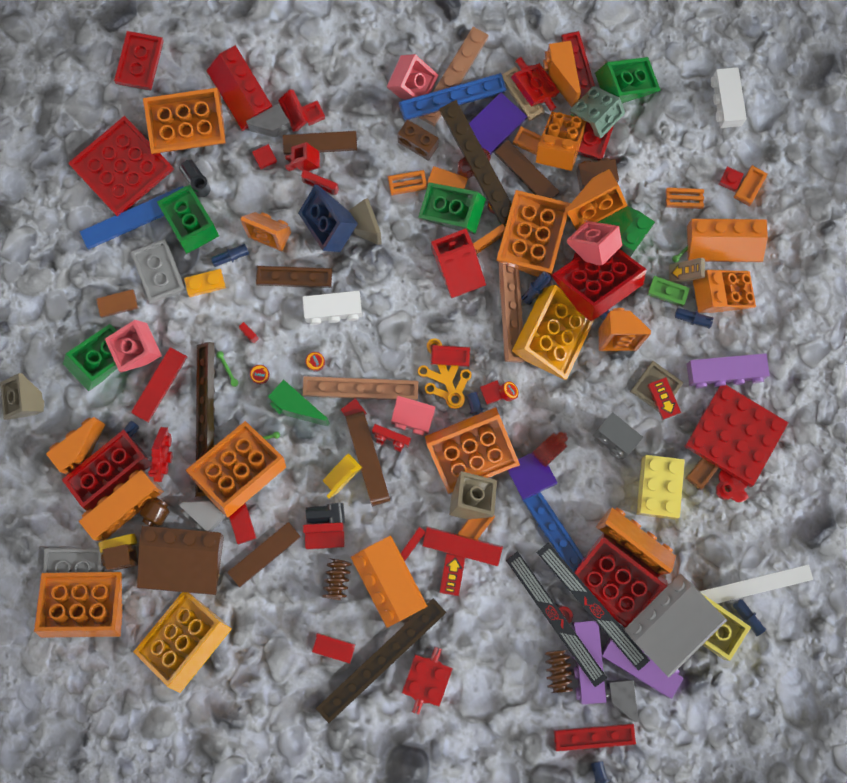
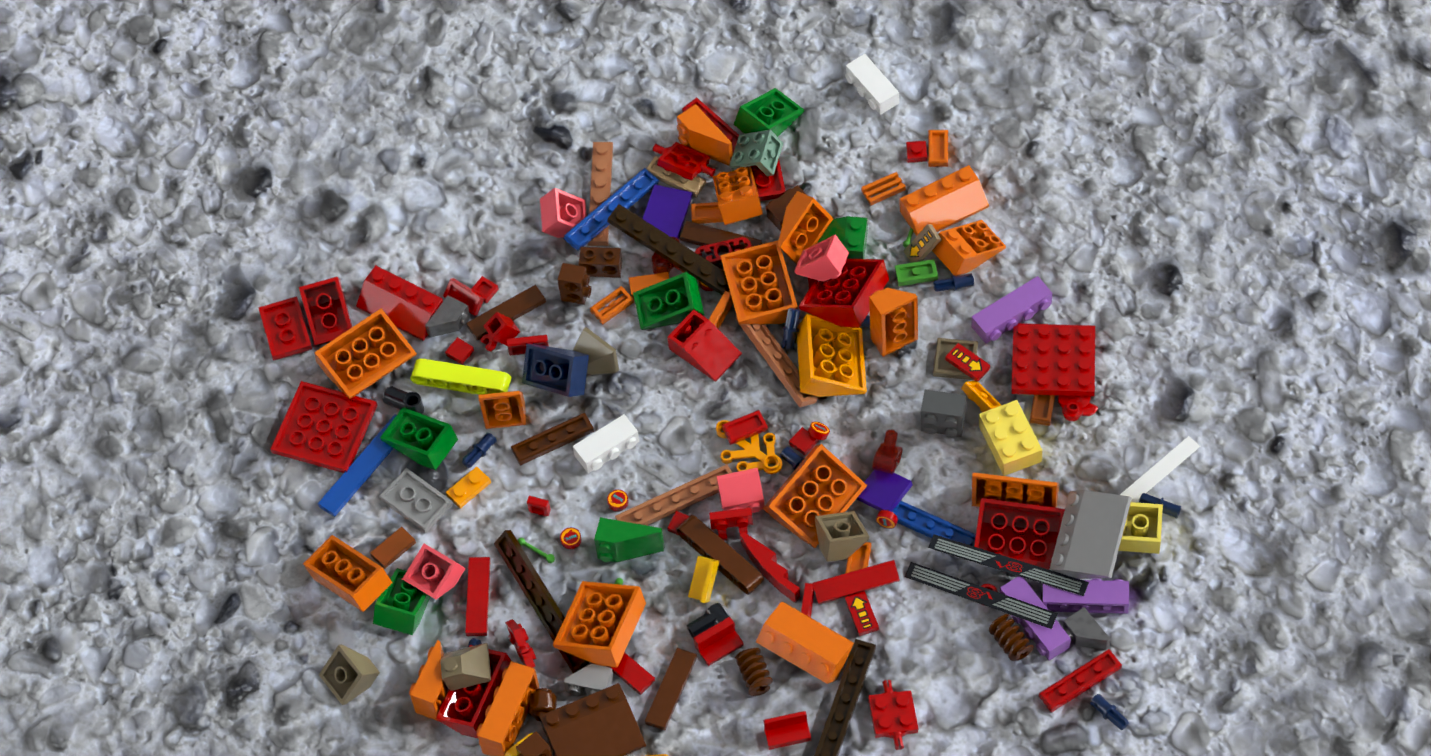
camera: 20 degrees left, 20 degrees down
(61, 312) = (347, 573): none -> orange brick
(106, 449) = (466, 667): none -> dark tan slope
(178, 62) = (326, 309): none -> red slope
(251, 182) = (459, 377): none -> neon yellow beam
(384, 149) = (574, 284): none -> reddish brown brick
(400, 485) = (767, 564): none -> red slope
(518, 177) = (707, 248): none -> red beam
(519, 503) = (887, 519): none -> red tile
(658, 436) = (978, 394): none -> light orange plate

